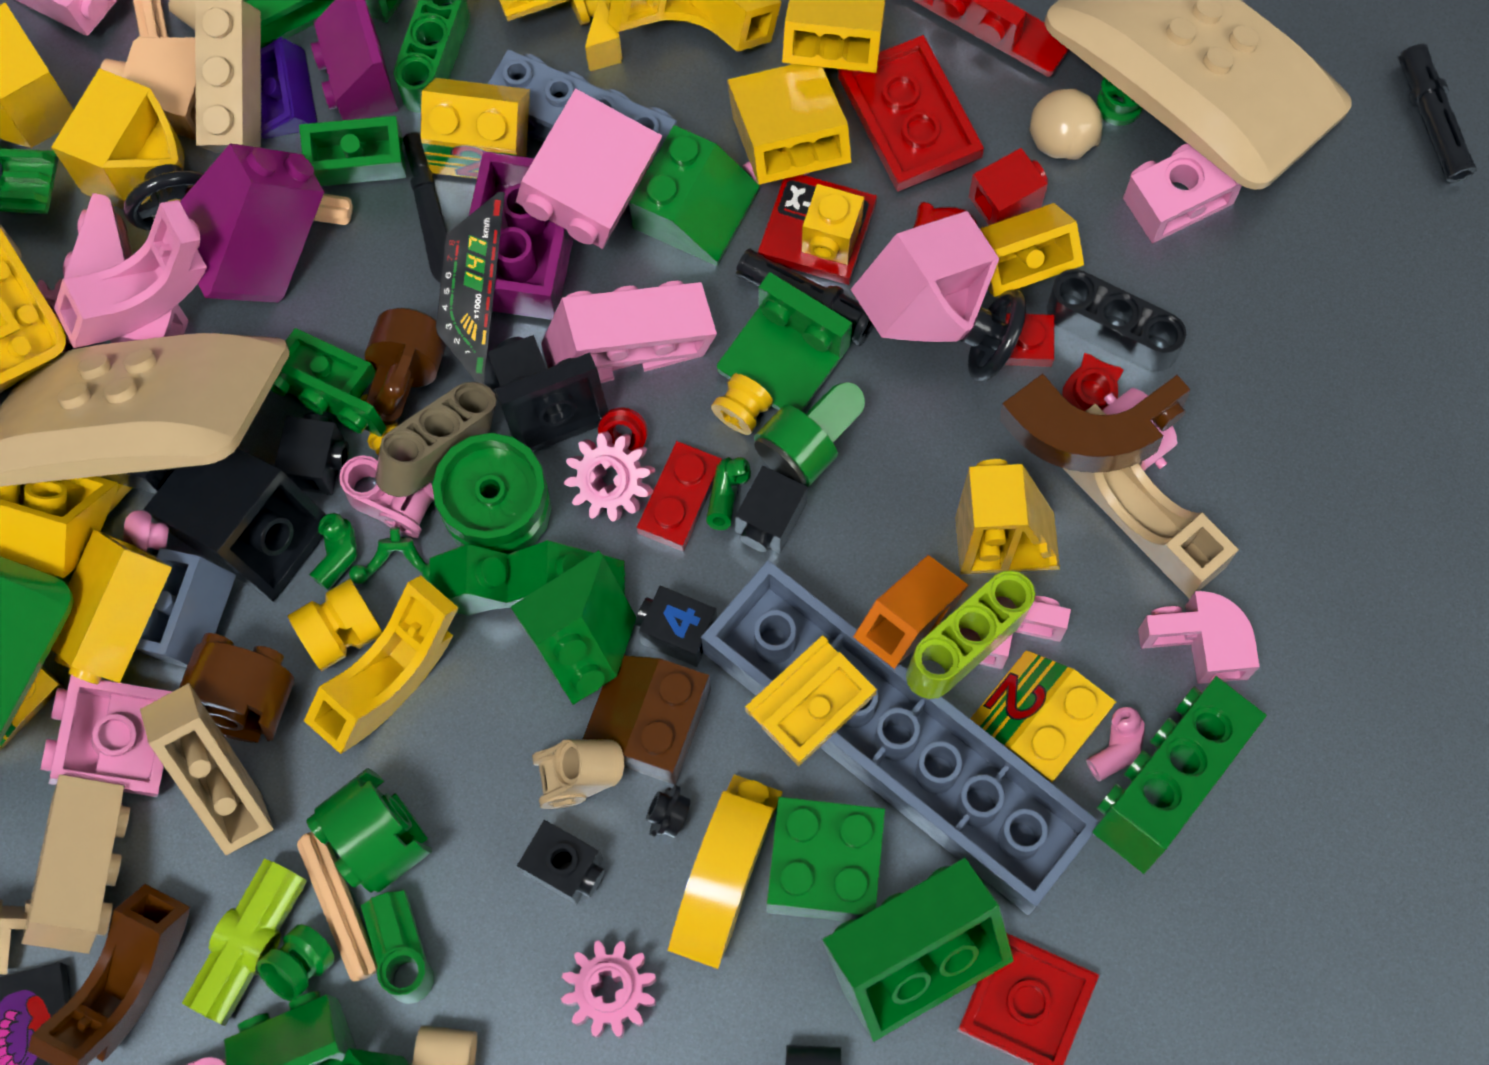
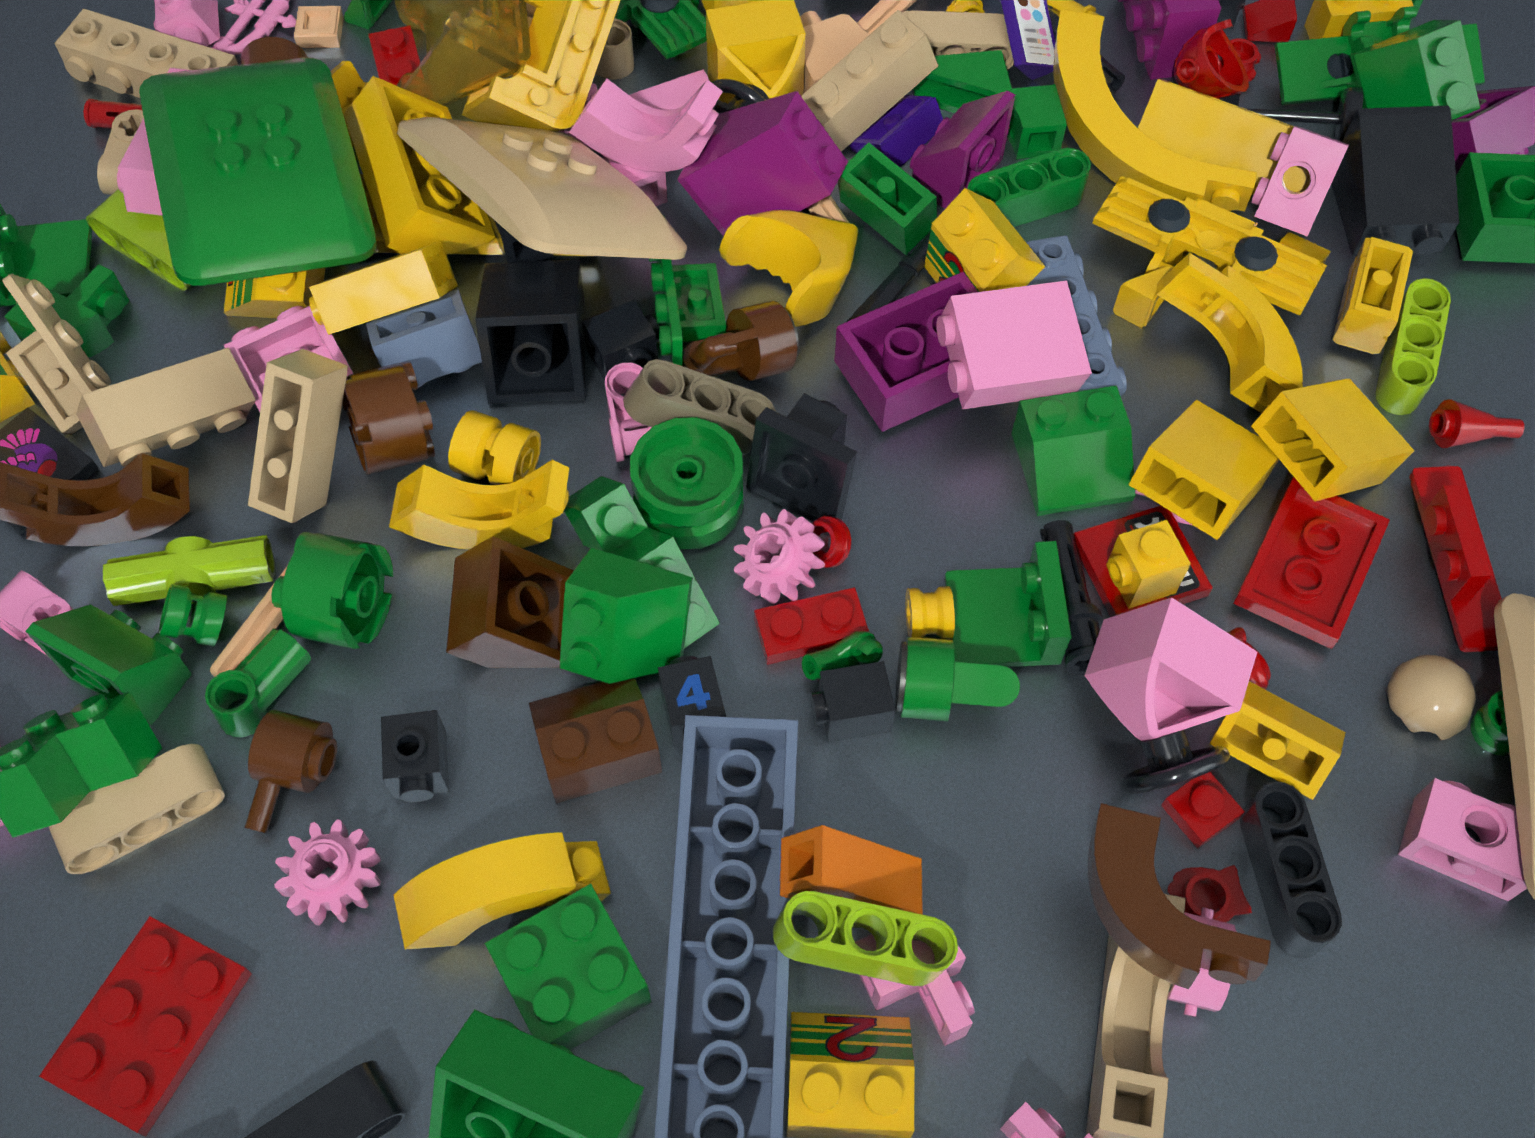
camera: 50 degrees right, 10 degrees down
(143, 533) = (468, 277): bright pink arm -> none
(339, 547) = (562, 418): green arm -> none
(350, 250) = (799, 248): none -> yellow animal
(360, 573) = (554, 443): green piece -> none
(469, 285) = (844, 338): black sticker -> none
(488, 959) = (287, 754): none -> reddish brown piece
(489, 708) = (506, 607): none -> reddish brown slope
(577, 770) = (500, 708): tan piece -> none
(631, 327) = (920, 483): bright pink wedge -> none
(668, 812) = (520, 809): black plate -> none
(810, 700) = (691, 841): yellow plate -> none
(1004, 521) = (1005, 900): yellow wedge -> none
(1008, 187) = (1325, 685): red brick -> none

